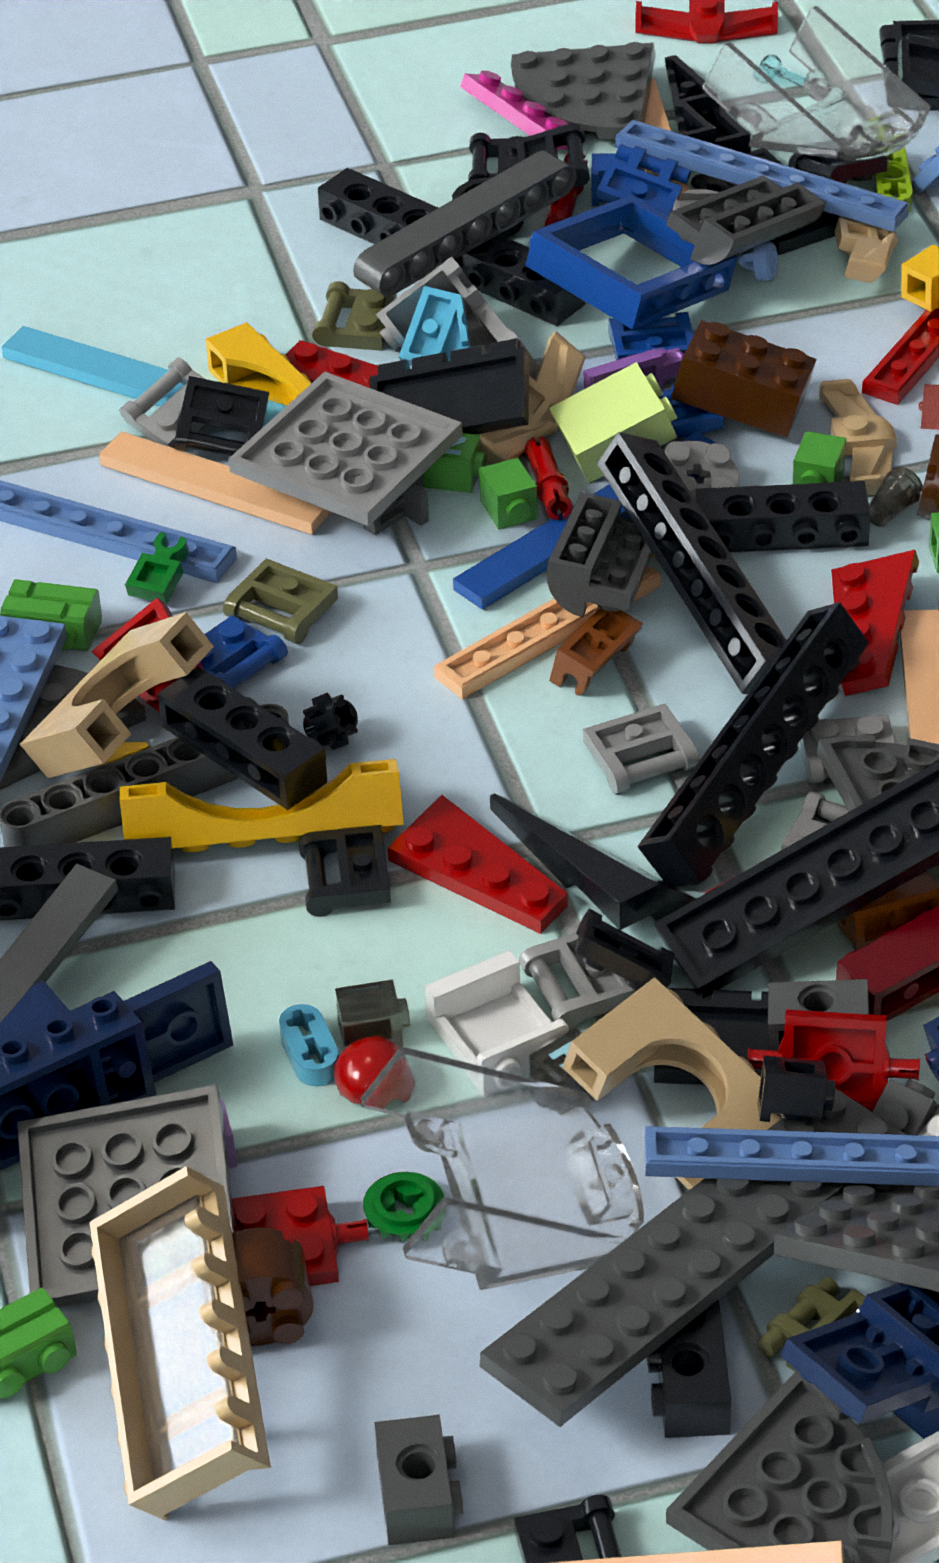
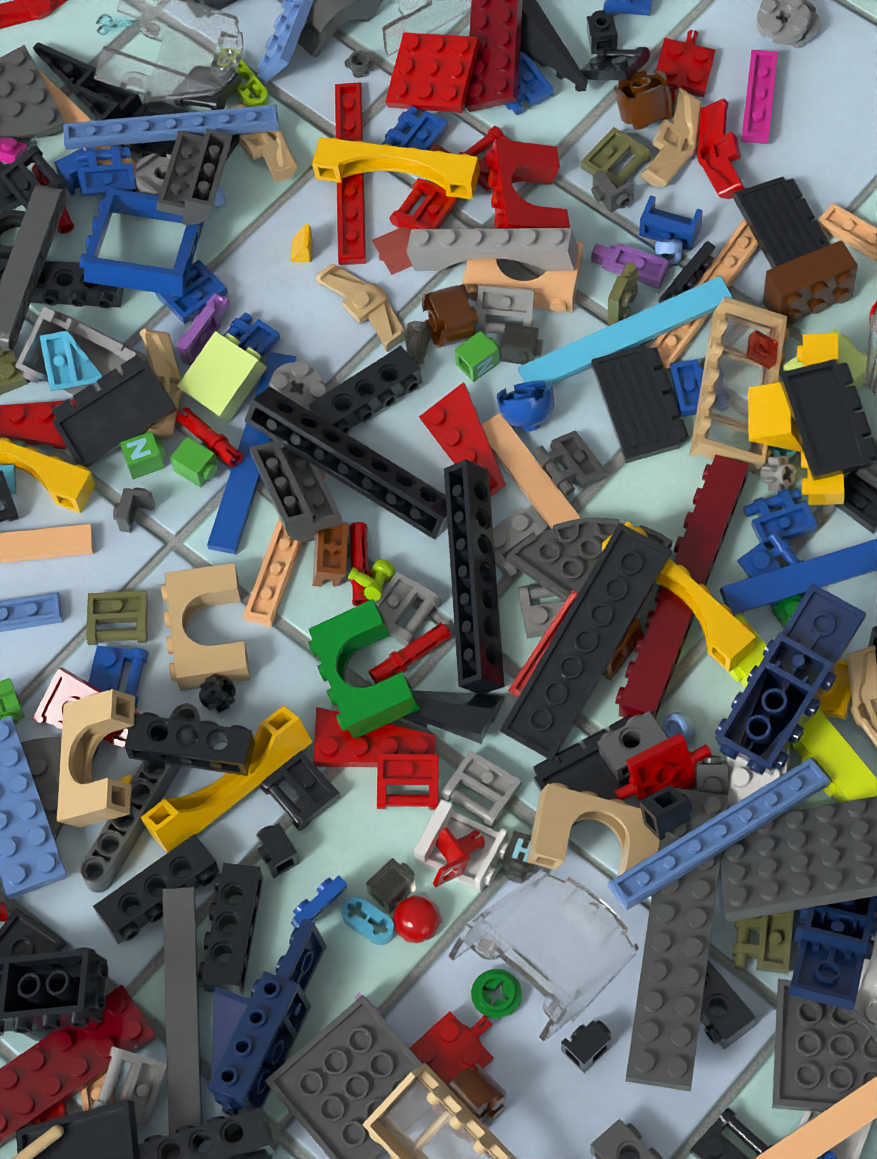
camera: 30 degrees left, 20 degrees up
(143, 950) = (231, 975): none -> black brick
(158, 573) = (29, 641): green plate -> none
(259, 913) = (277, 850): none -> black brick
(263, 980) = (327, 895): none -> blue plate
(346, 448) = (84, 490): light grey piece -> none
(376, 615) = (186, 595): none -> tan arch
(473, 1319) = (587, 1044): none -> black brick
(478, 1016) = (456, 853): none -> red bracket
(492, 905) = (408, 770): none -> red plate
(514, 735) = (335, 644): none -> green arch
(602, 706) = (359, 559): none -> red pin
(610, 796) = (405, 657): none -> red pin
(614, 950) = (504, 765): black plate -> none
(617, 701) = (382, 572): none -> lime piece
(743, 378) = (277, 302): reddish brown brick -> none
(819, 459) = (360, 341): bright green brick -> none
(833, 350) = (302, 245): none -> yellow slope
(905, 1036) = (676, 724): none -> light blue tile

